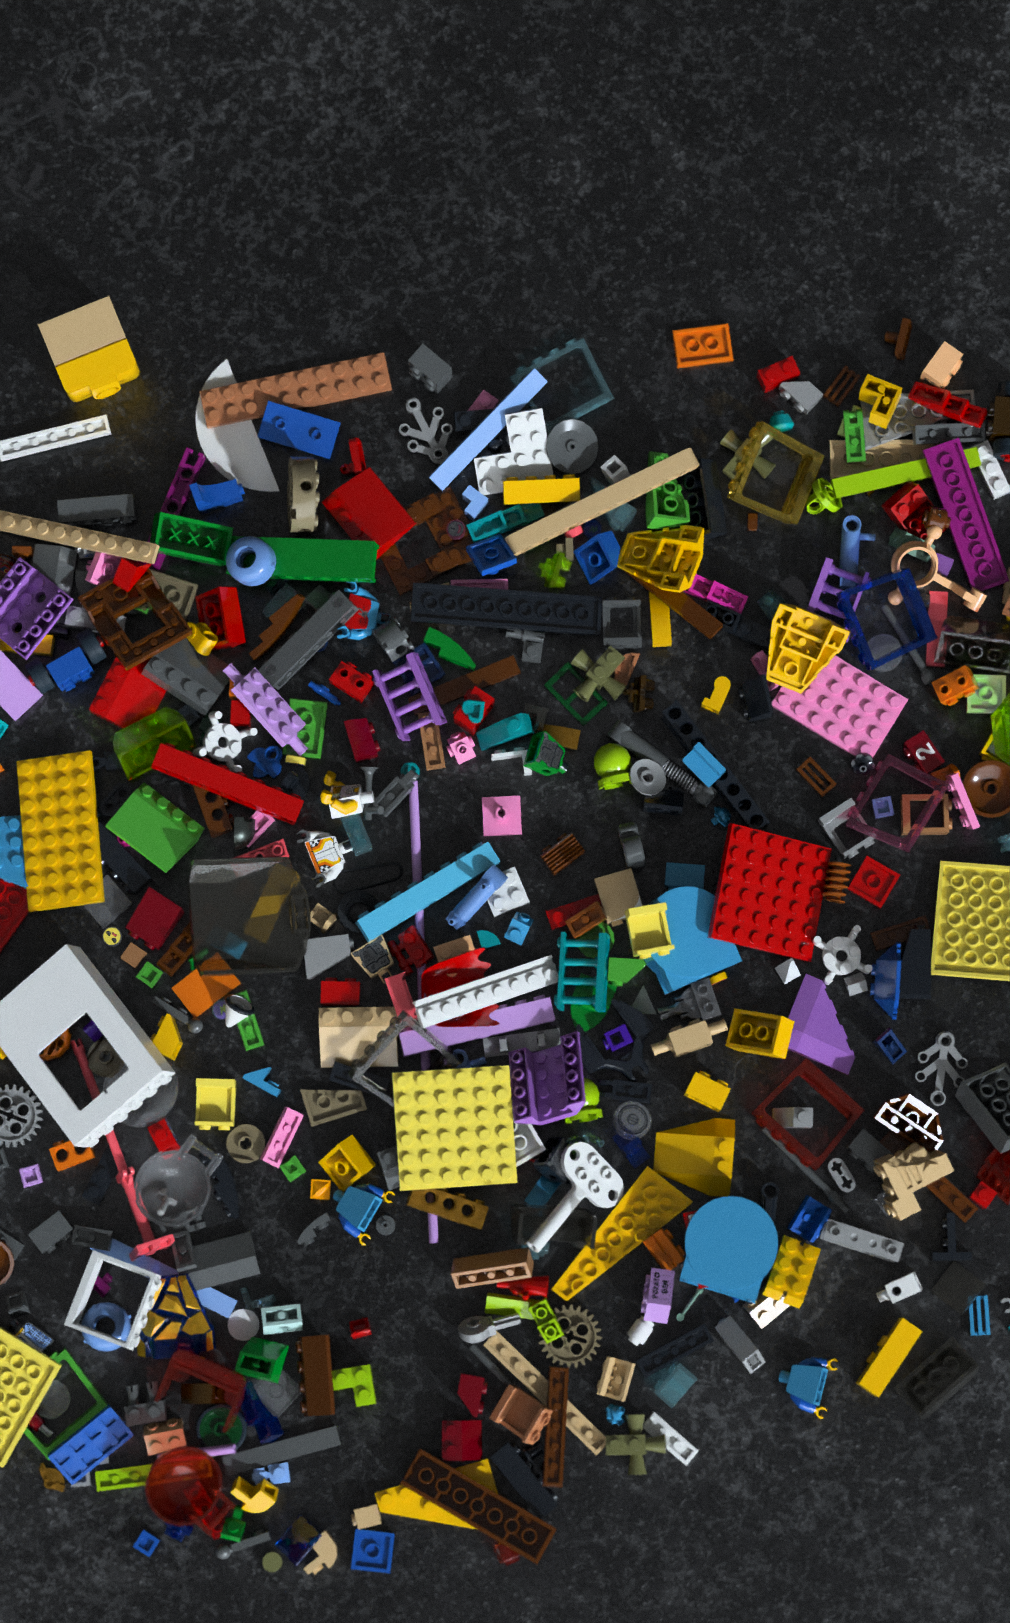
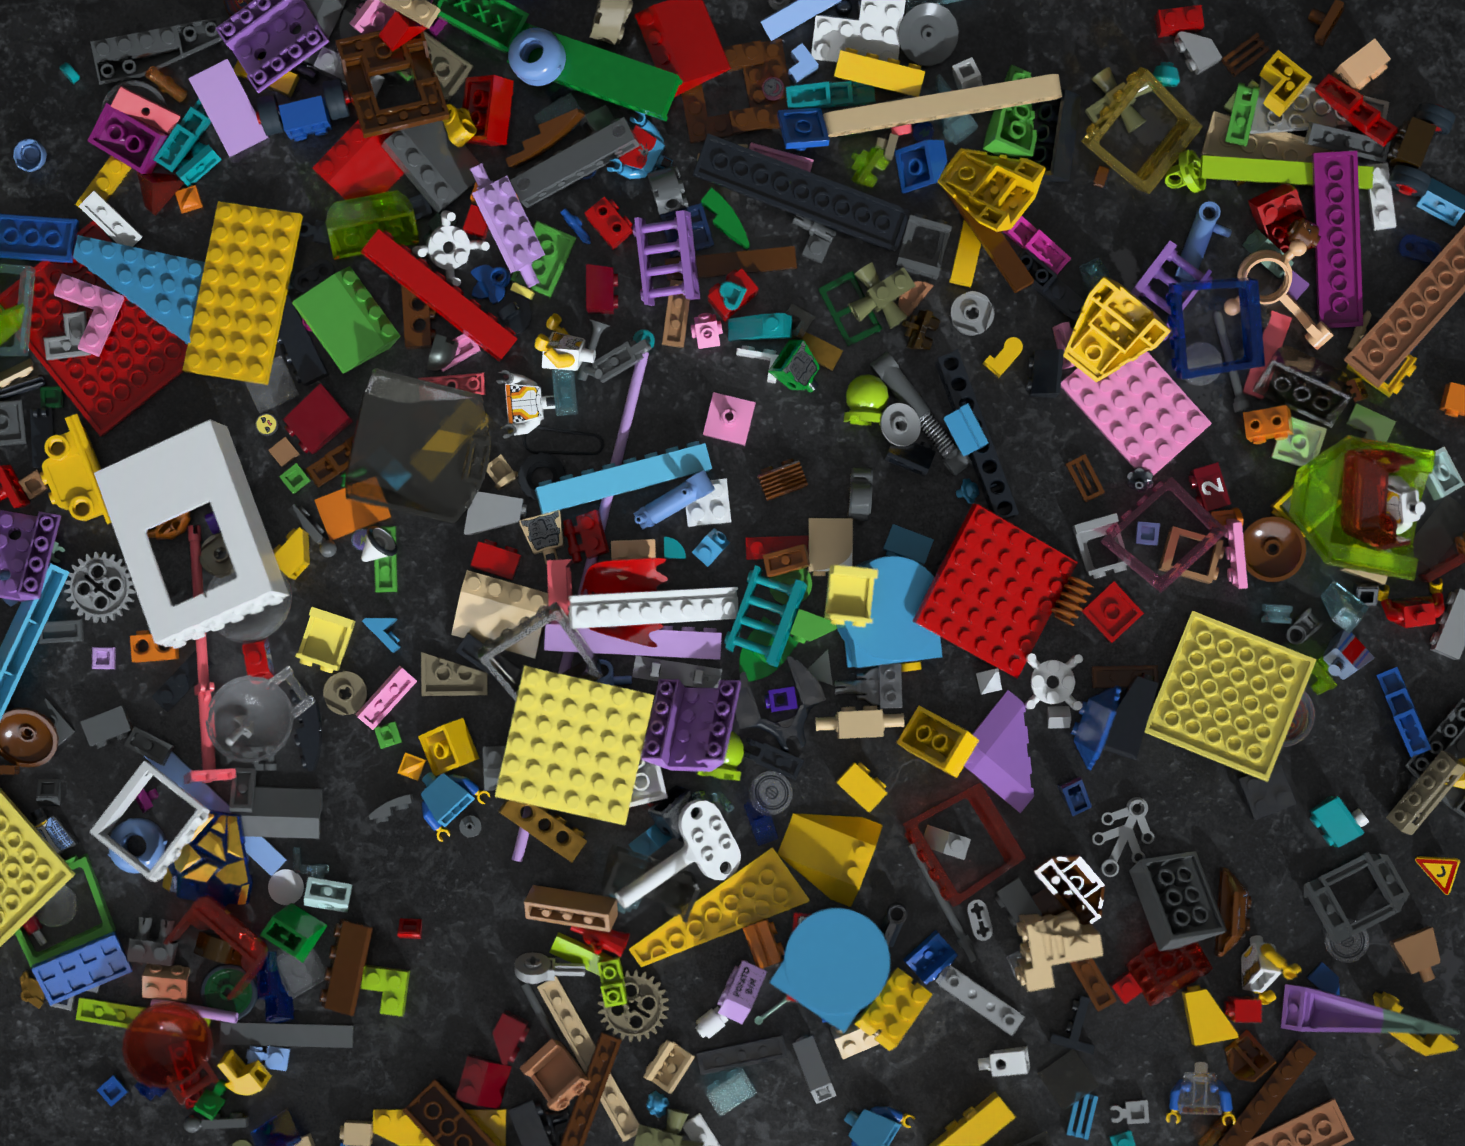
camera: 10 degrees right, 5 degrees up
(671, 659) = (961, 320): none -> light grey plate

